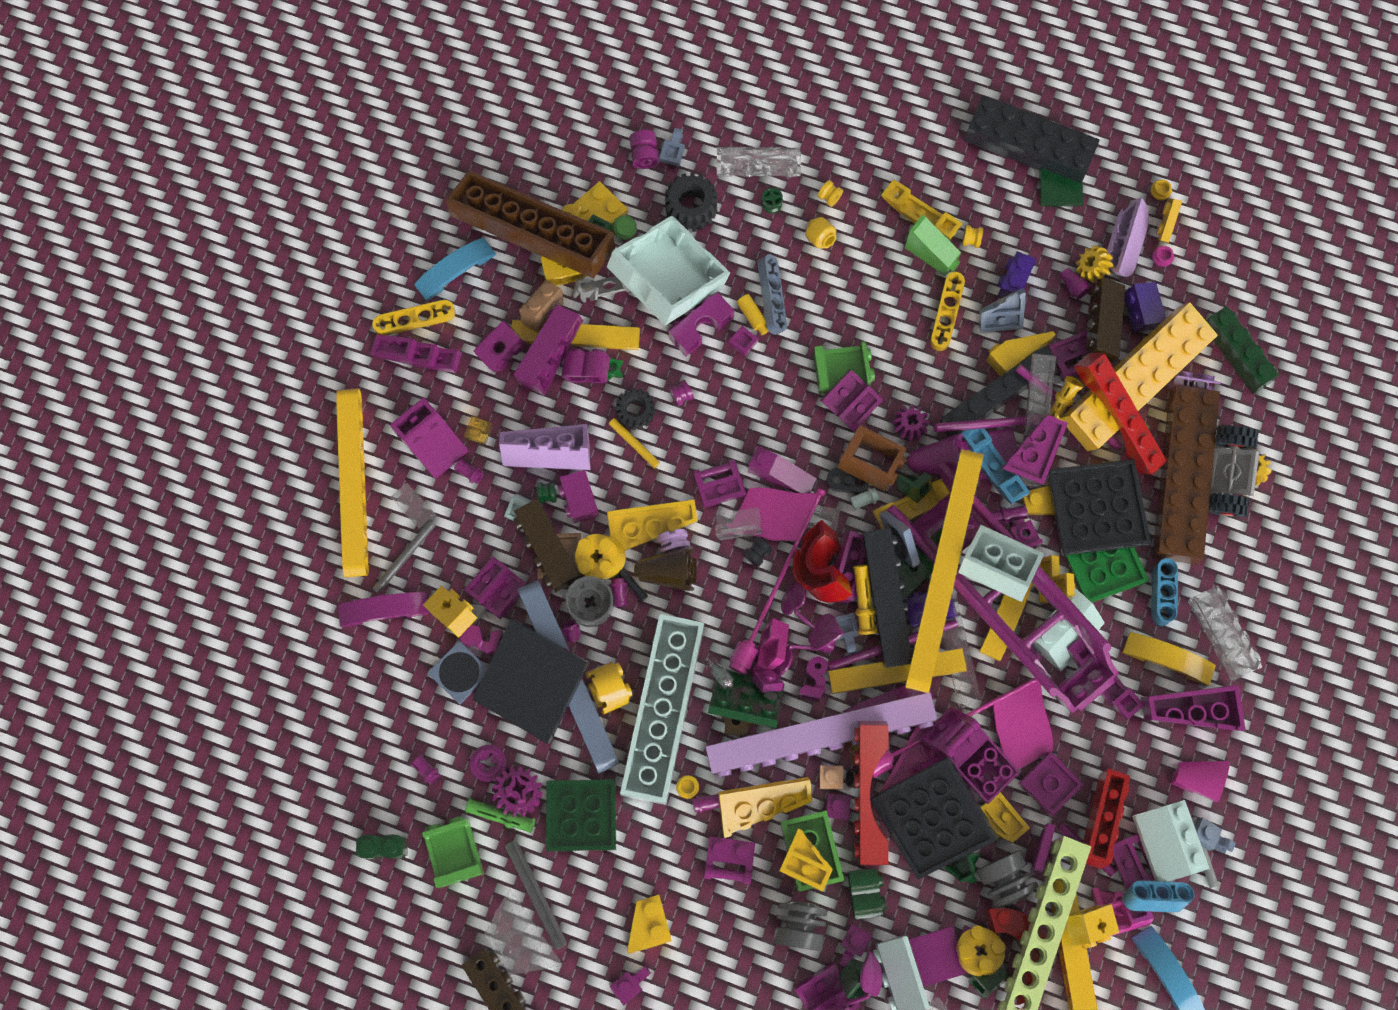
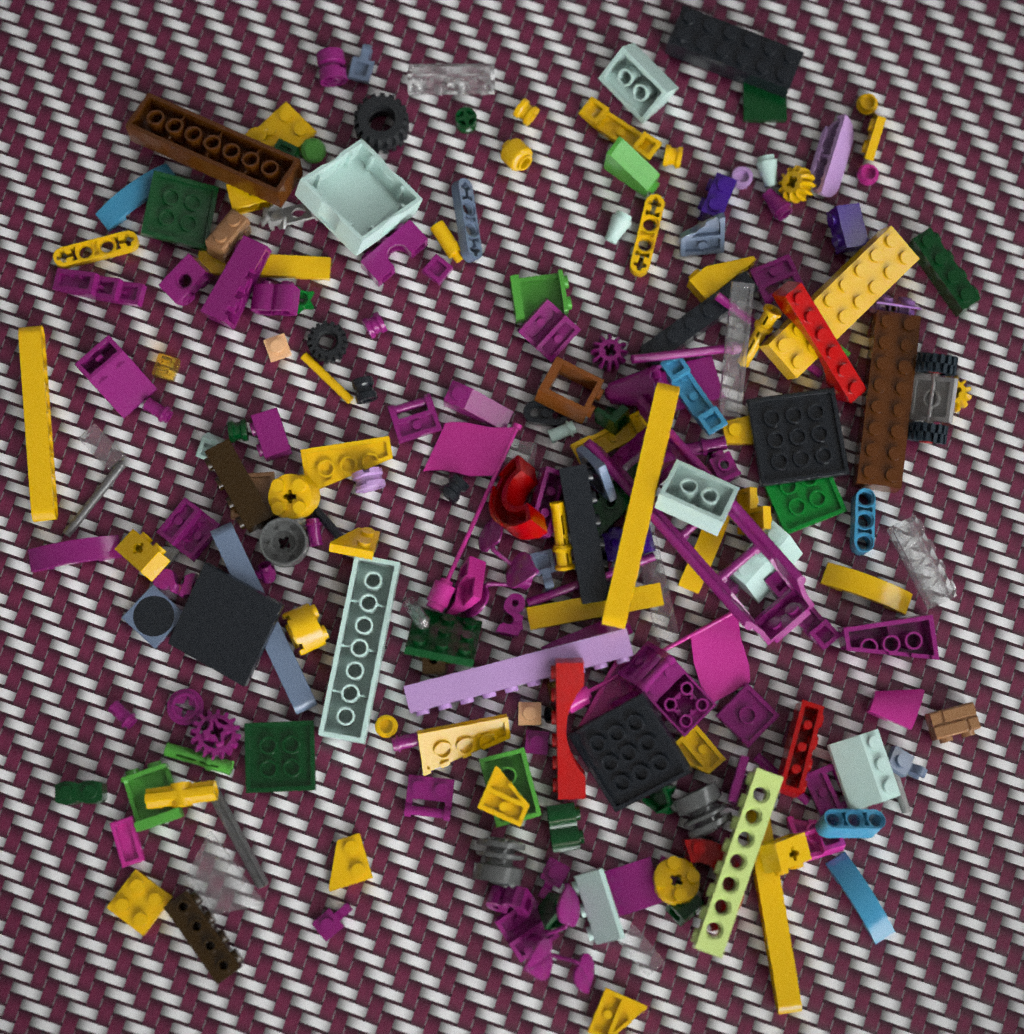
camera: 10 degrees left, 5 degrees up
(426, 898) = (127, 841): none -> dark pink tile
(436, 960) = (139, 902): none -> yellow plate
(482, 851) = (181, 794): none -> yellow piece
(495, 281) = (179, 210): none -> dark green plate
(547, 447) = (237, 385): lavender wedge -> none
(586, 412) = (277, 347): none -> light nougat plate
(661, 603) = (357, 543): none -> yellow wing
(669, 569) = (364, 508): dark brown cone -> none
(671, 455) = (364, 389): none -> black wheel
(738, 523) = (434, 459): clear panel -> none
(767, 681) = (465, 619): magenta plate -> none
(818, 964) = (517, 897): none -> magenta leg
(920, 300) = (618, 225): none -> light aqua cone
(938, 167) = (637, 82): none -> light aqua slope
(1038, 450) = (736, 380): magenta wing -> none
(1042, 257) = (743, 176): none -> lavender tile
(1065, 249) = (768, 170): none -> light aqua cone
(1105, 318) = (806, 243): dark brown brick -> none
(1260, 794) = (952, 721): none -> medium nougat brick

